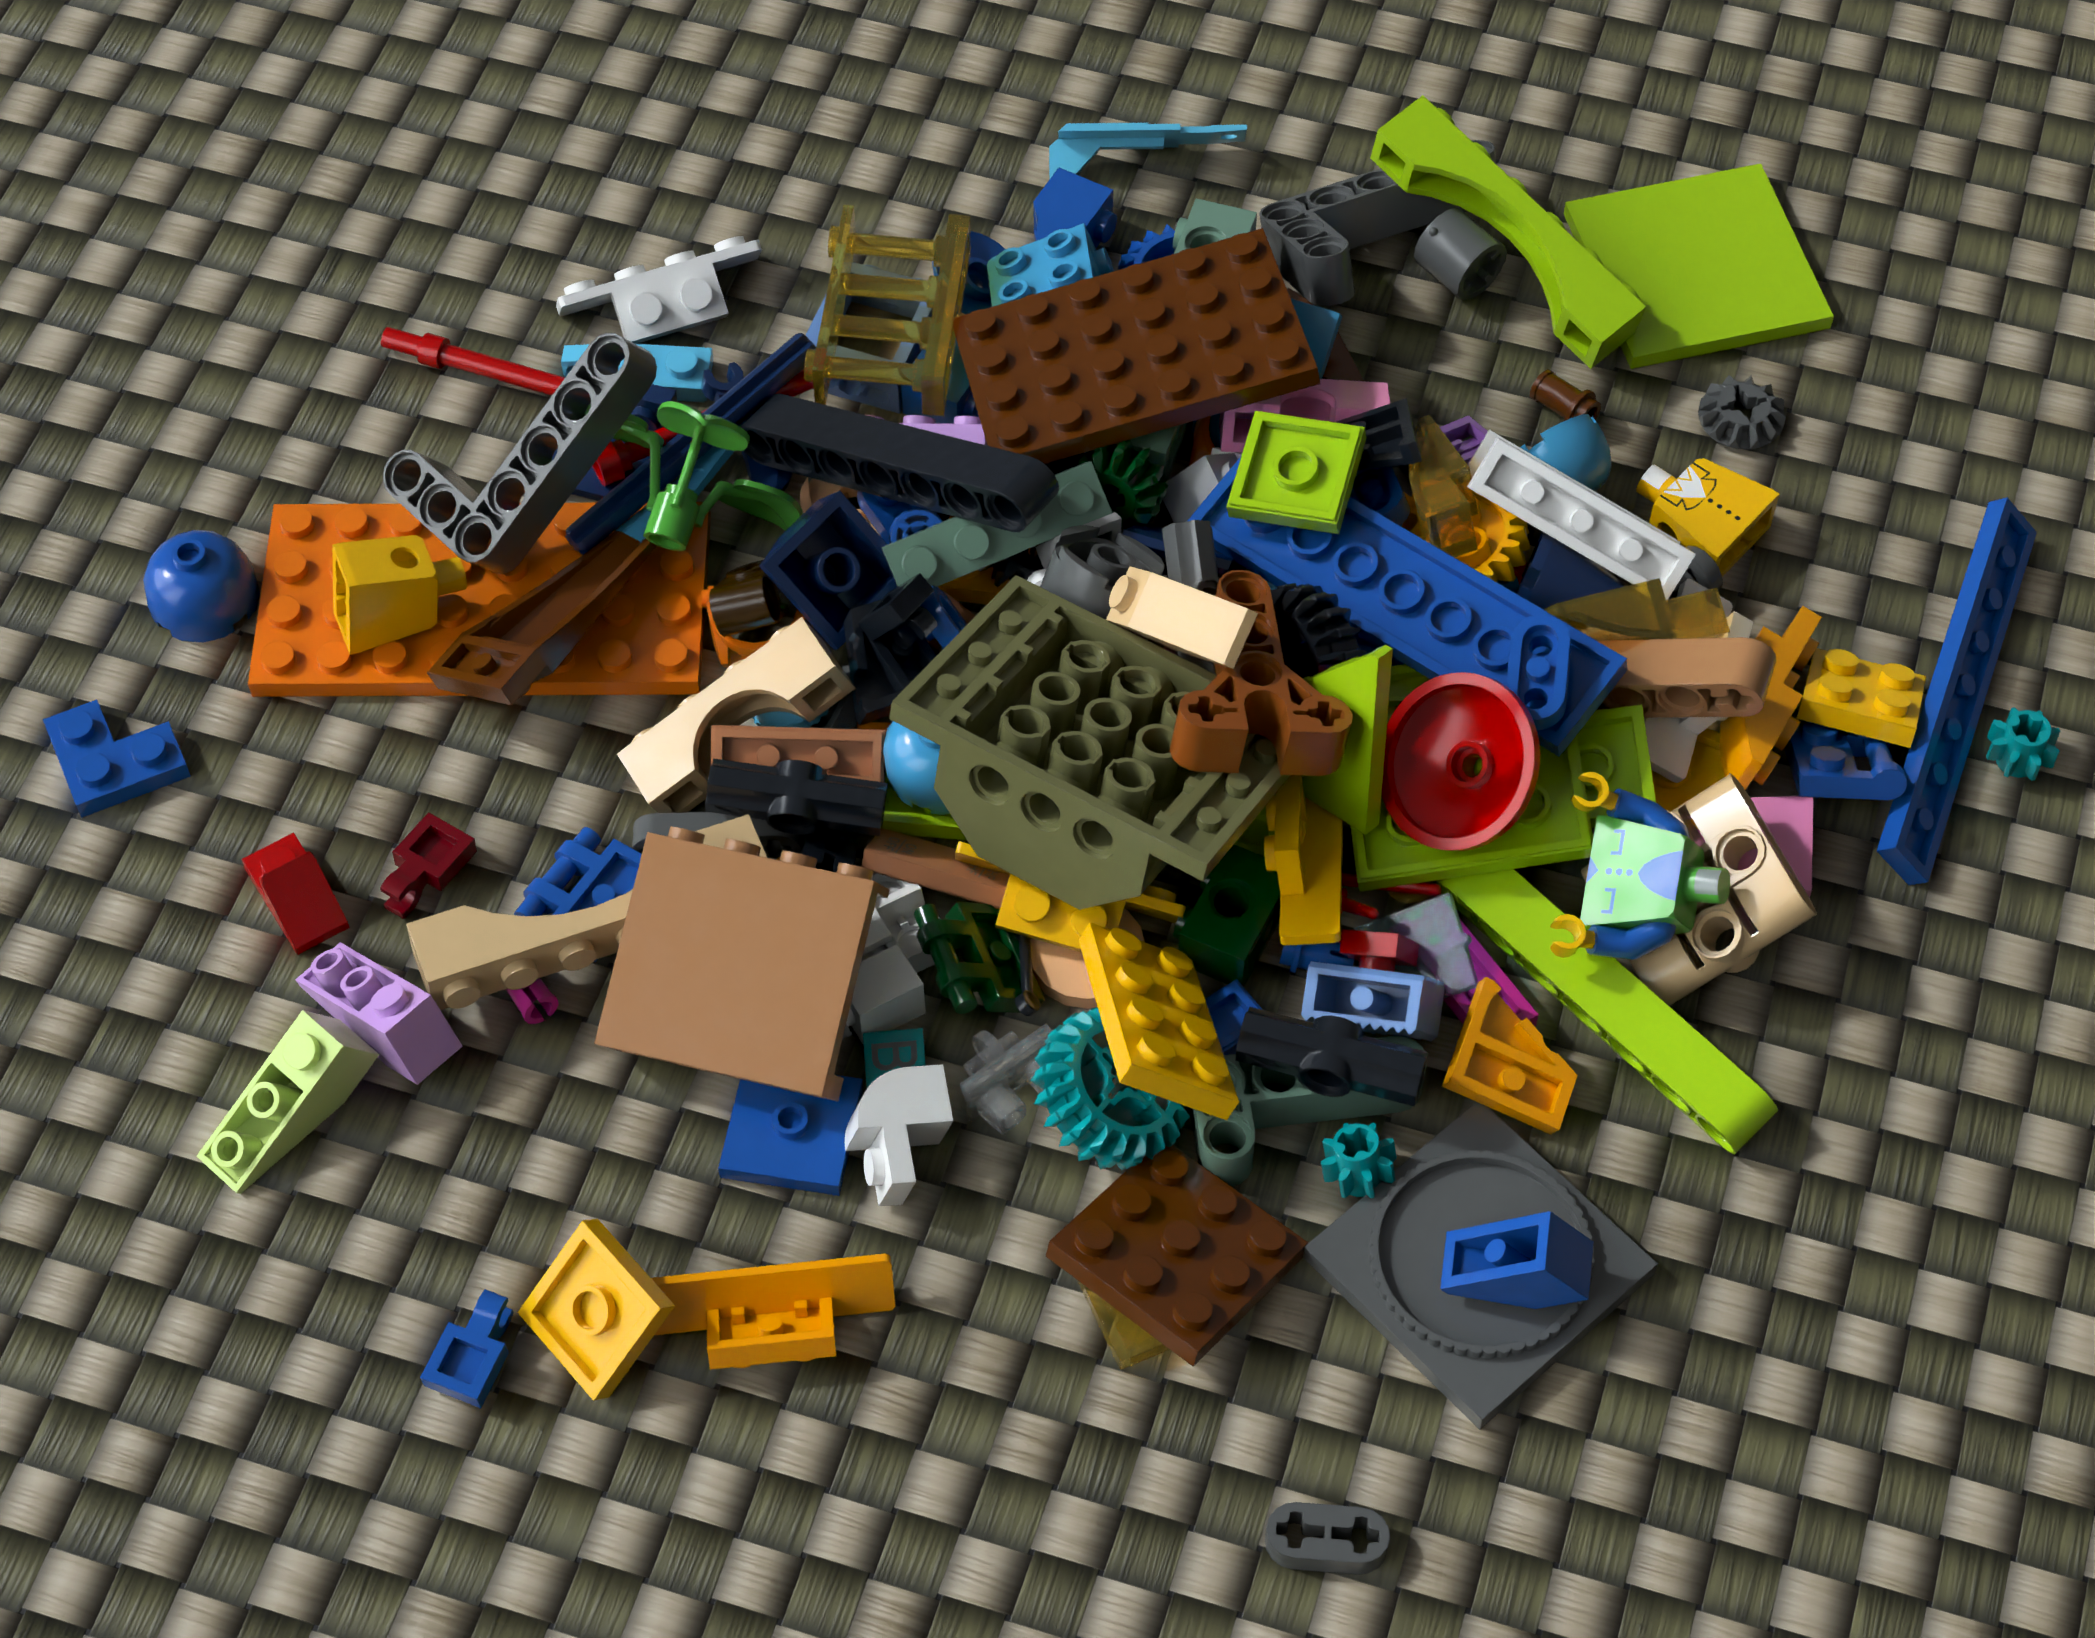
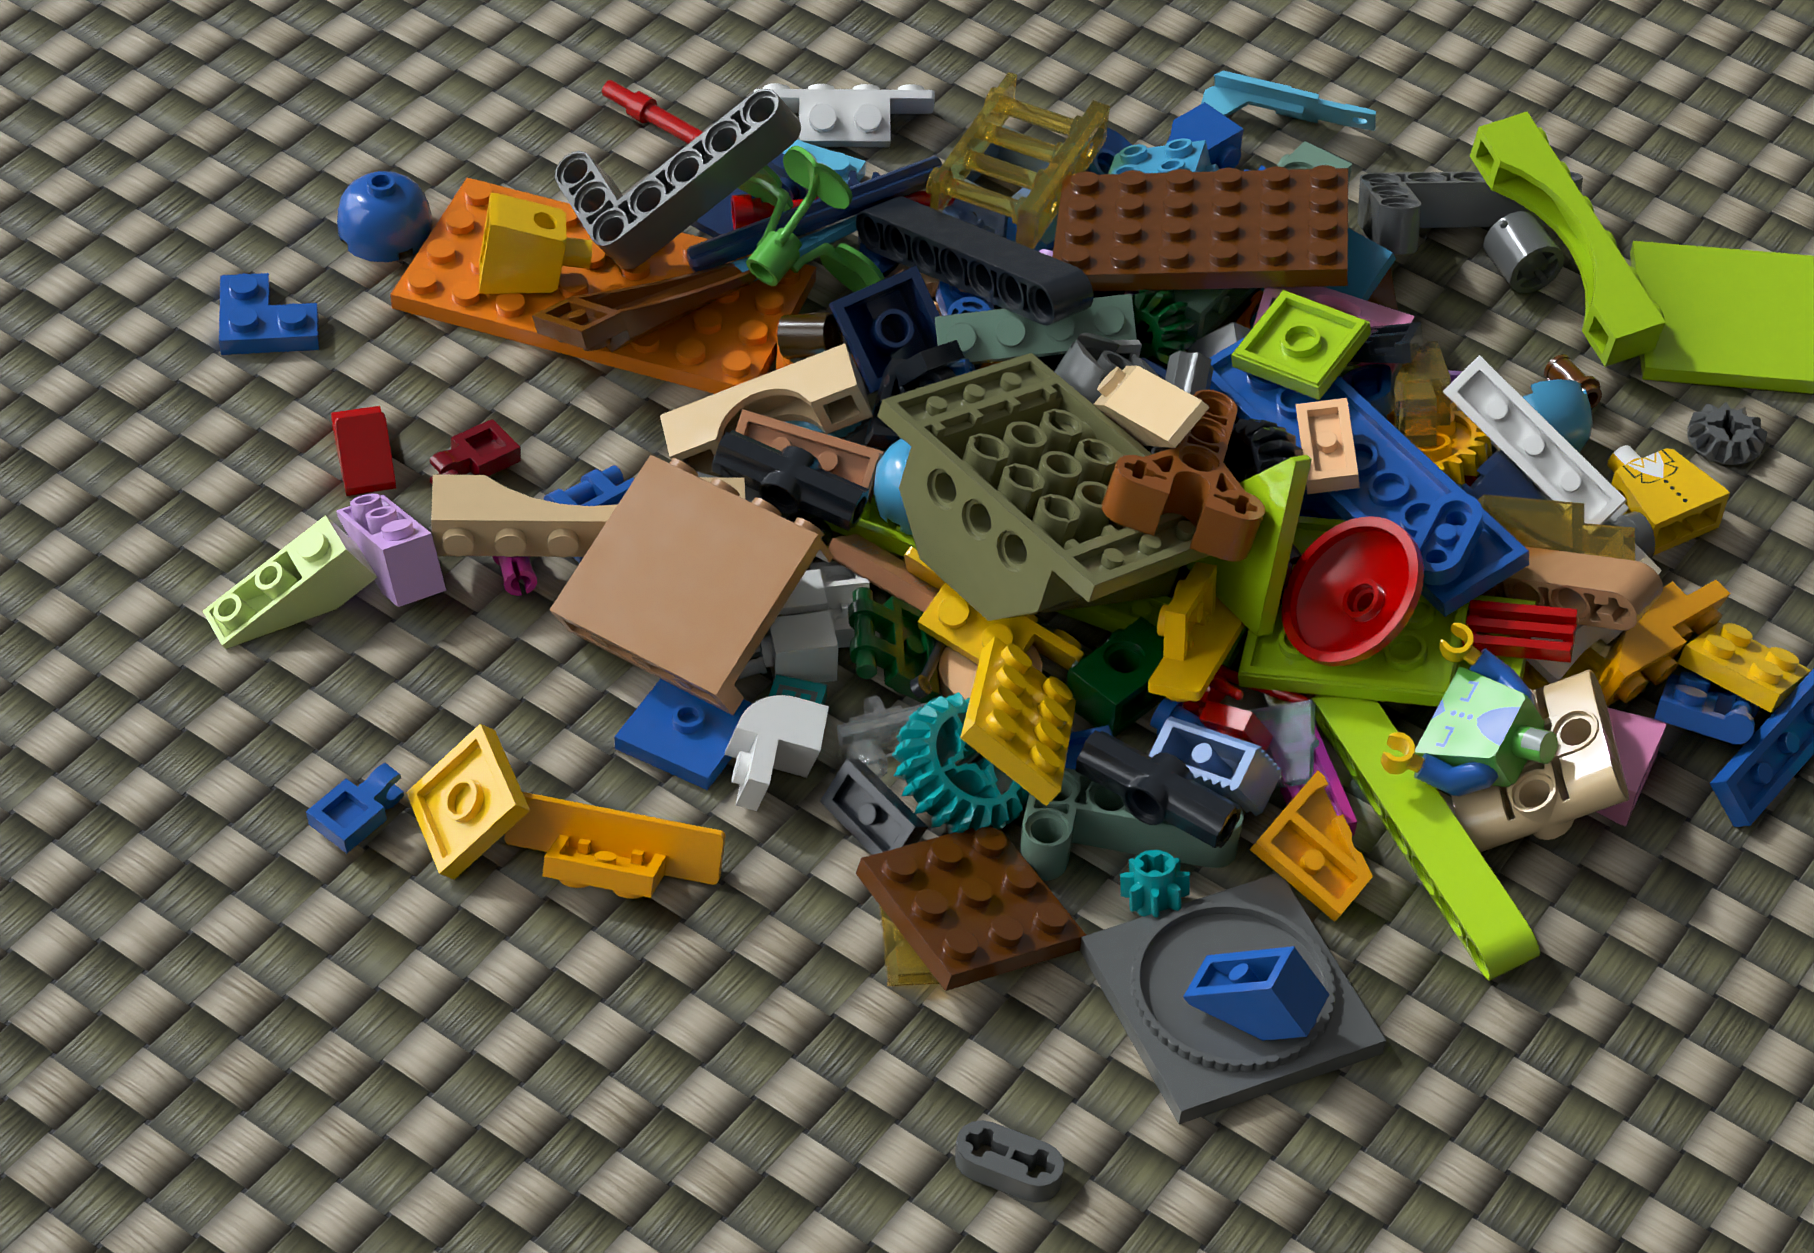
camera: 15 degrees right, 10 degrees down
(1032, 1171) = (871, 809): none -> black plate
(1370, 590) = (1329, 442): none -> light nougat plate
(1642, 727) = (1521, 624): none -> red tile

